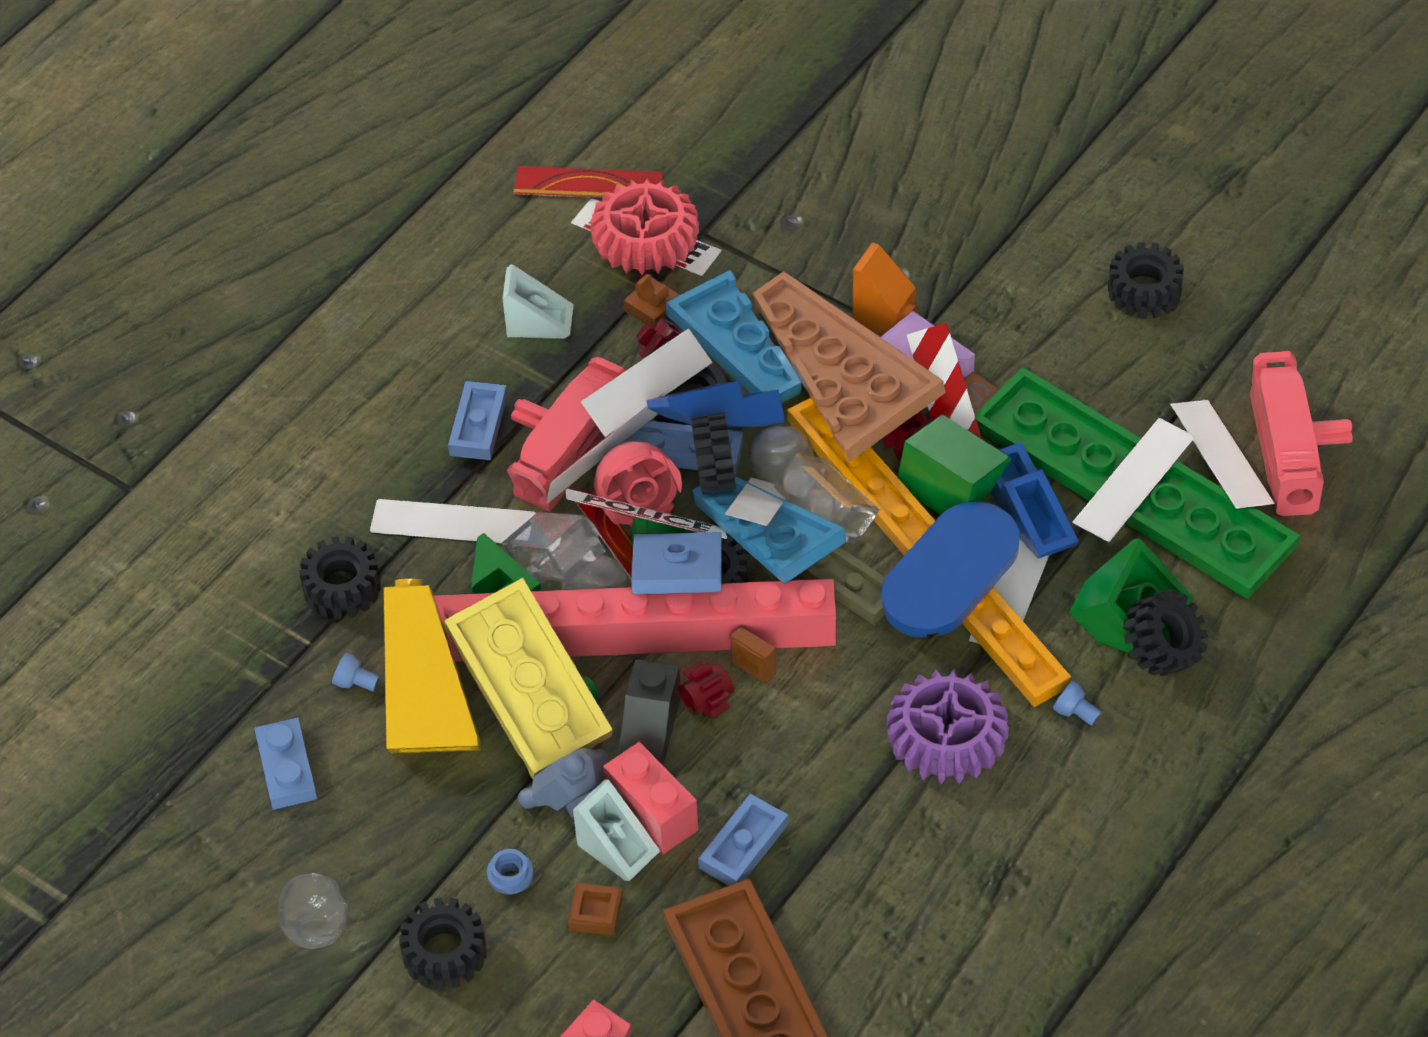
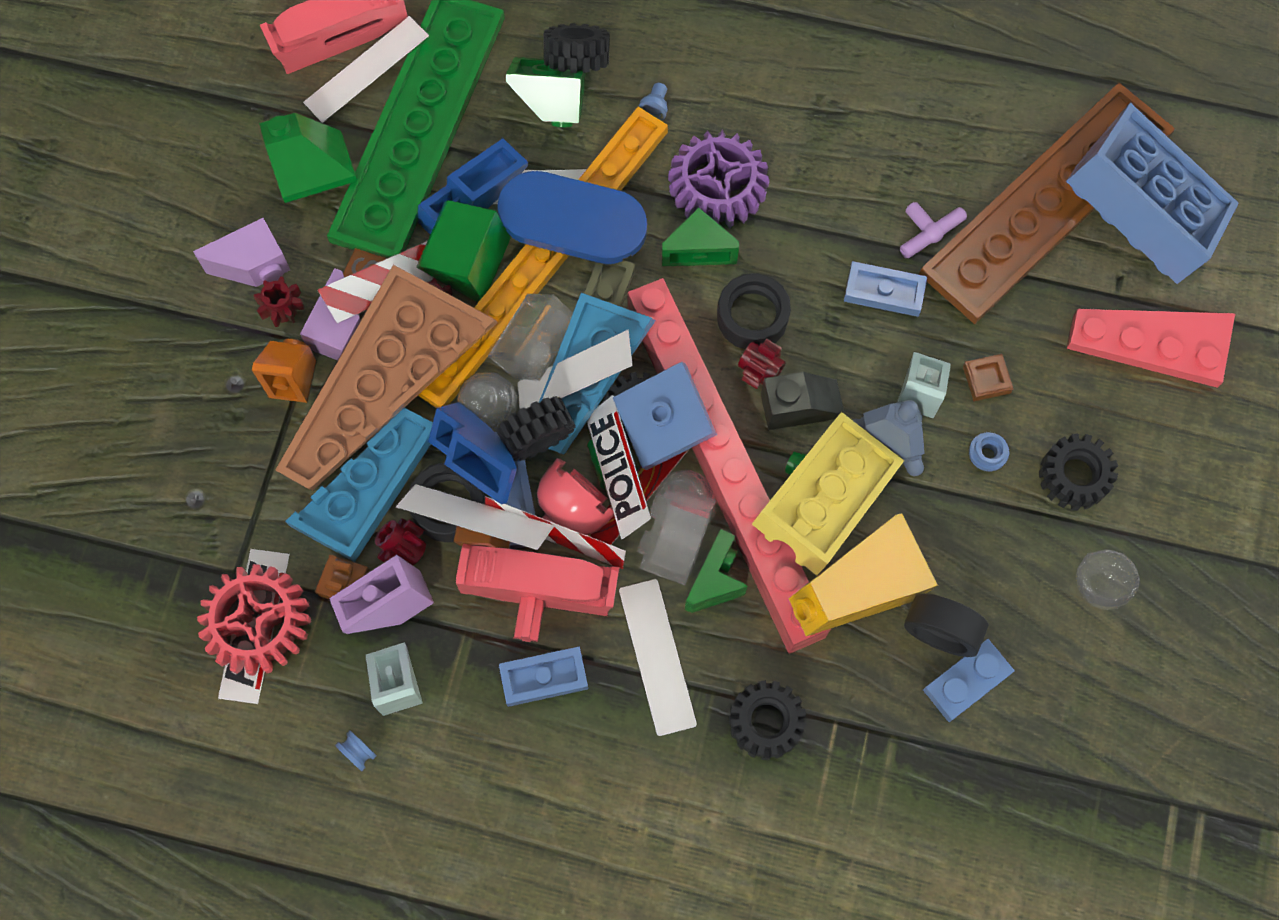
camera: 115 degrees left, 20 degrees up
(342, 738) = (946, 625): none -> black tyre
(350, 672) = (859, 666): medium blue piece -> none
(485, 269) = (355, 750): none -> medium blue bush
(577, 181) = (200, 710): red sticker -> none
(612, 315) = (382, 597): none -> lavender slope
(653, 796) = (882, 364): coral brick -> none
(753, 655) = (711, 341): dark orange tile -> none
(773, 680) = (753, 284): none -> black tyre
(796, 920) = (931, 231): none -> lavender piece
(874, 683) = (700, 243): none -> green slope
(966, 315) = (279, 301): none -> dark red gear
(1028, 304) = (245, 256): none -> lavender slope
(1123, 368) = (306, 156): none -> green slope
(1133, 479) = (422, 117): white sticker -> none
(1145, 297) = (181, 158): black tyre -> none

